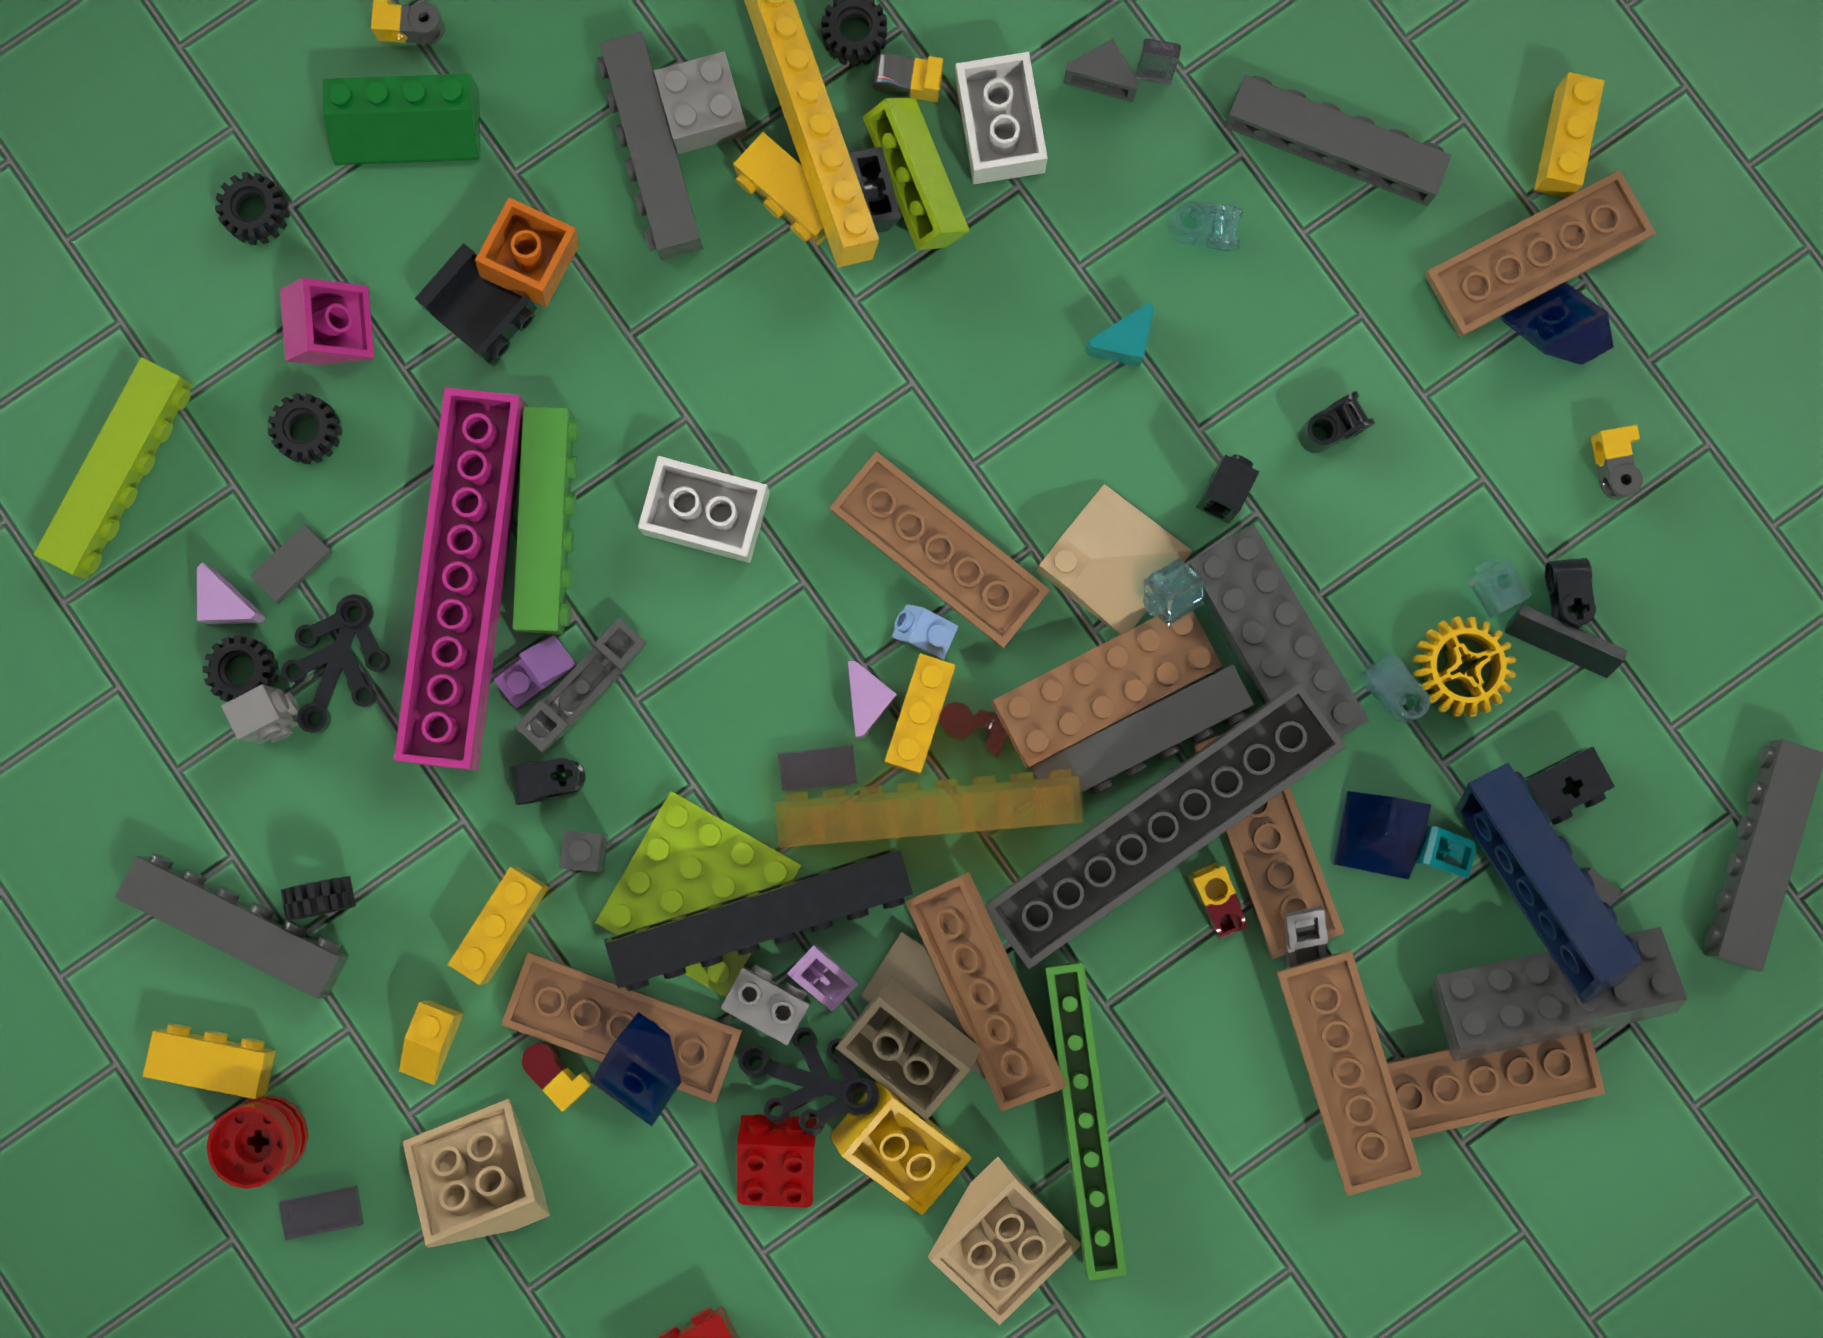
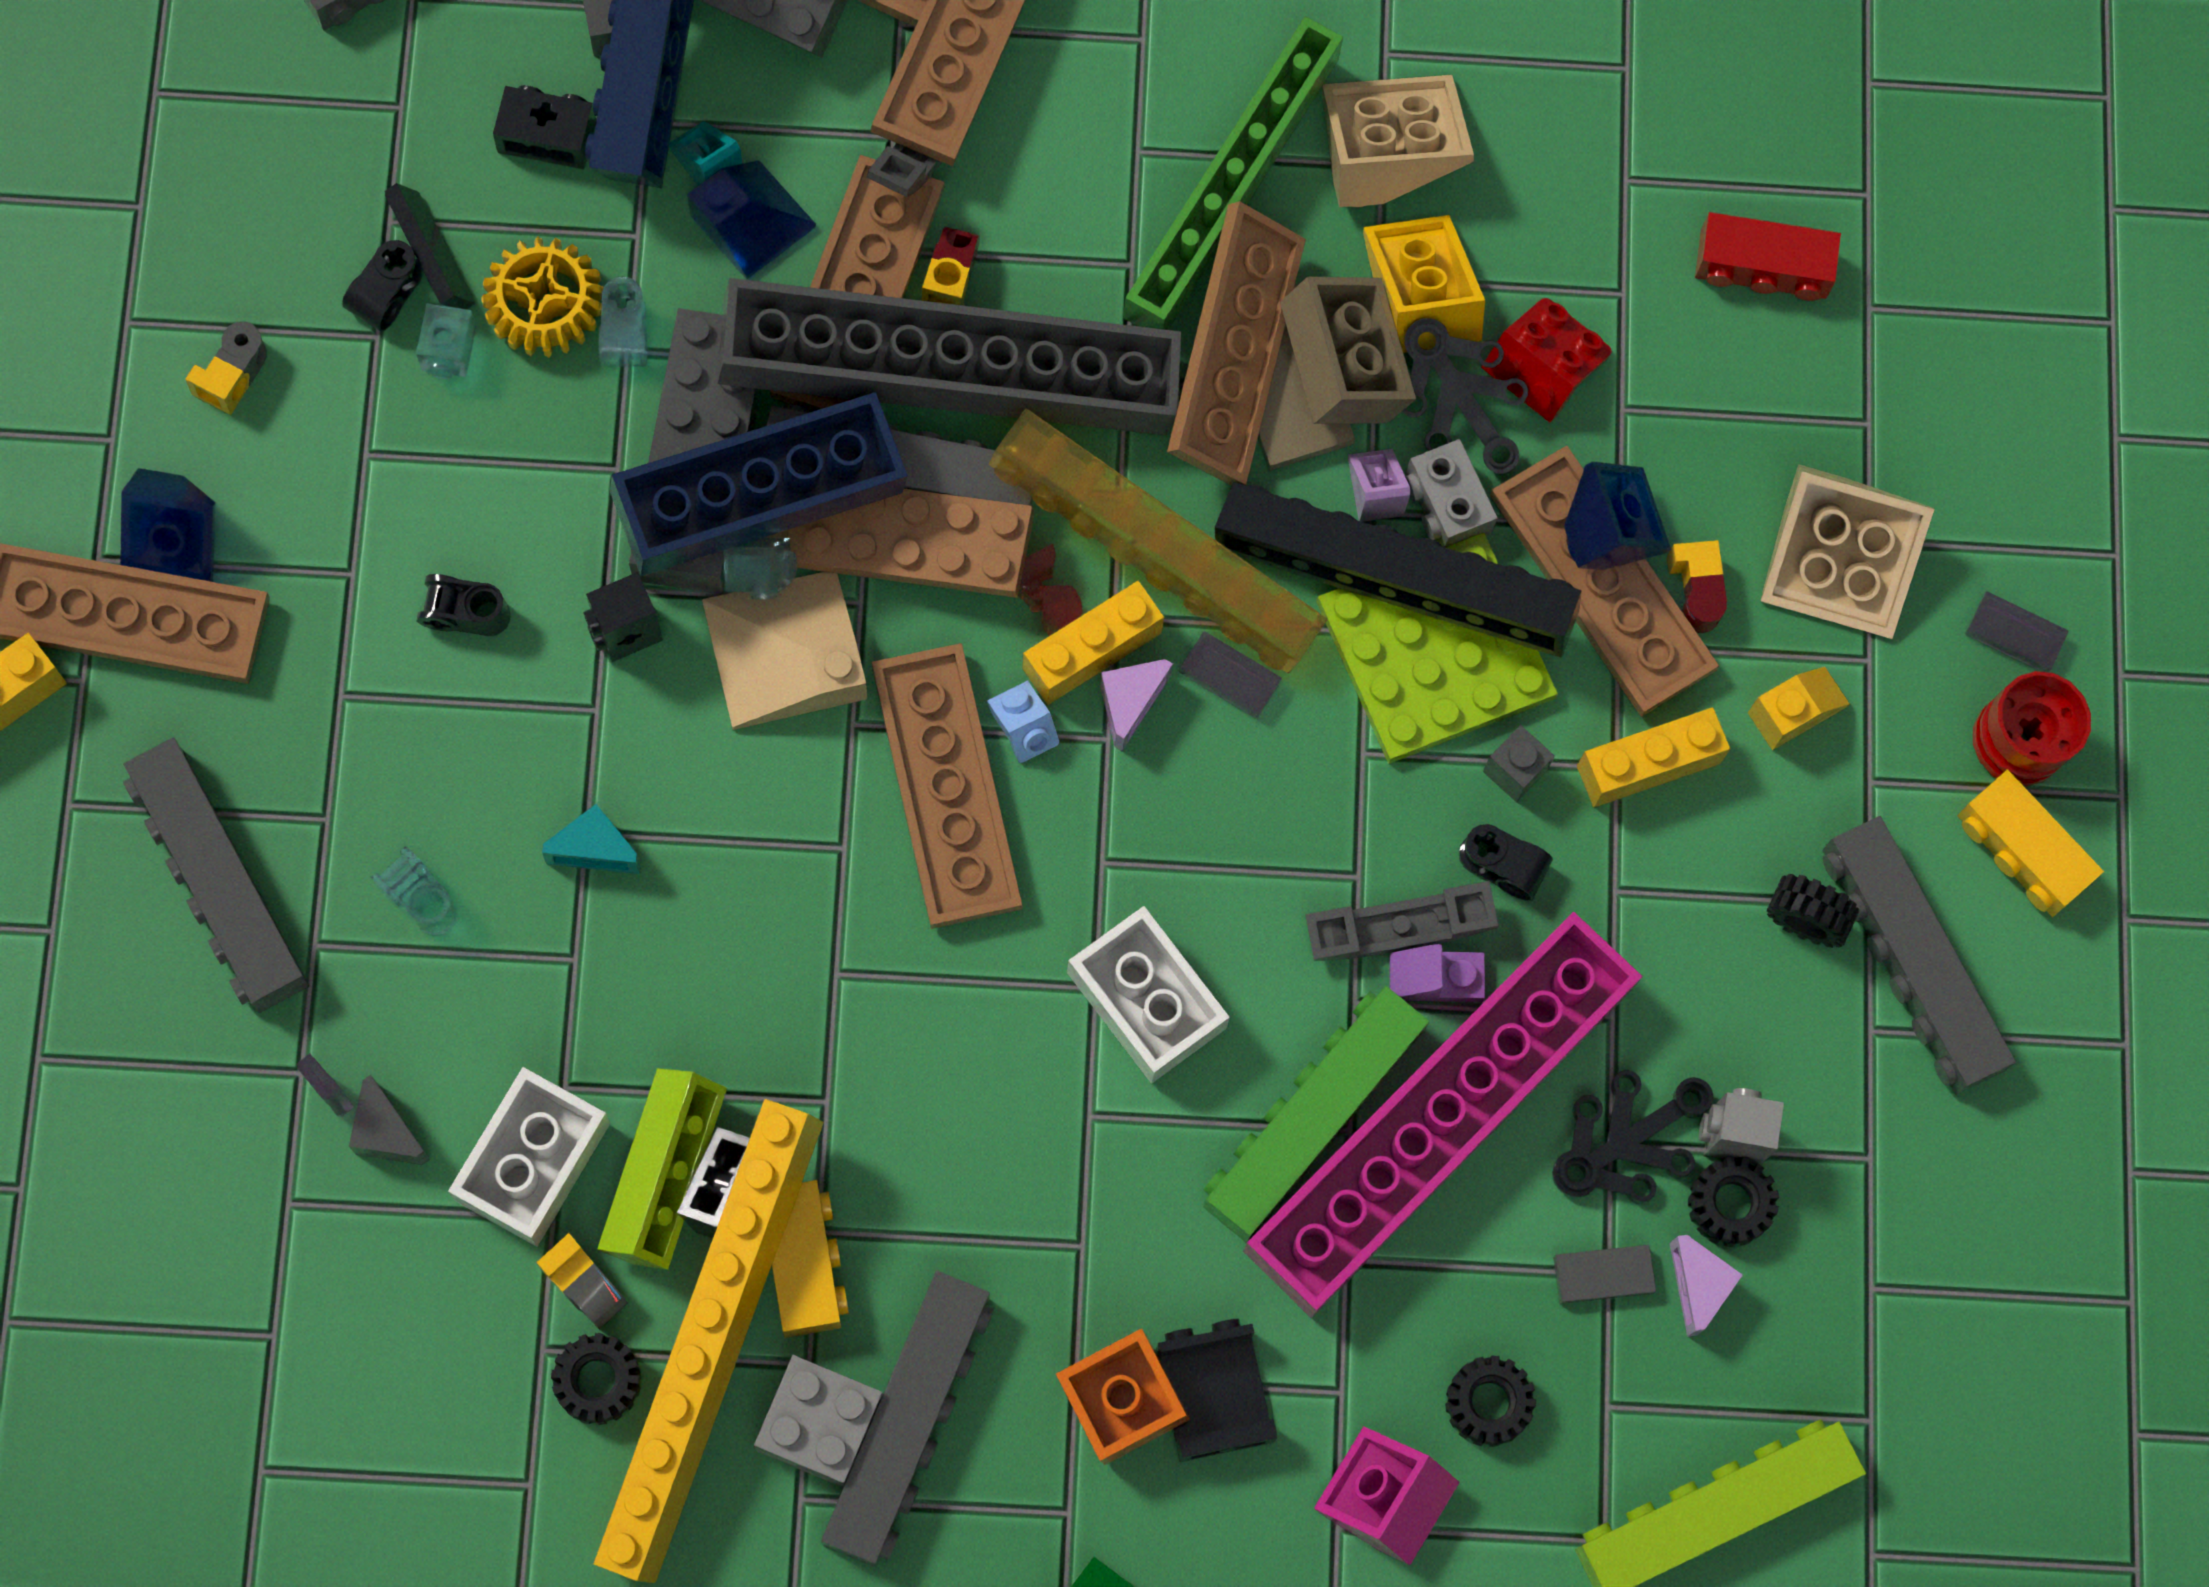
camera: 150 degrees left, 10 degrees down
(1212, 628) = (758, 483): none -> dark blue brick

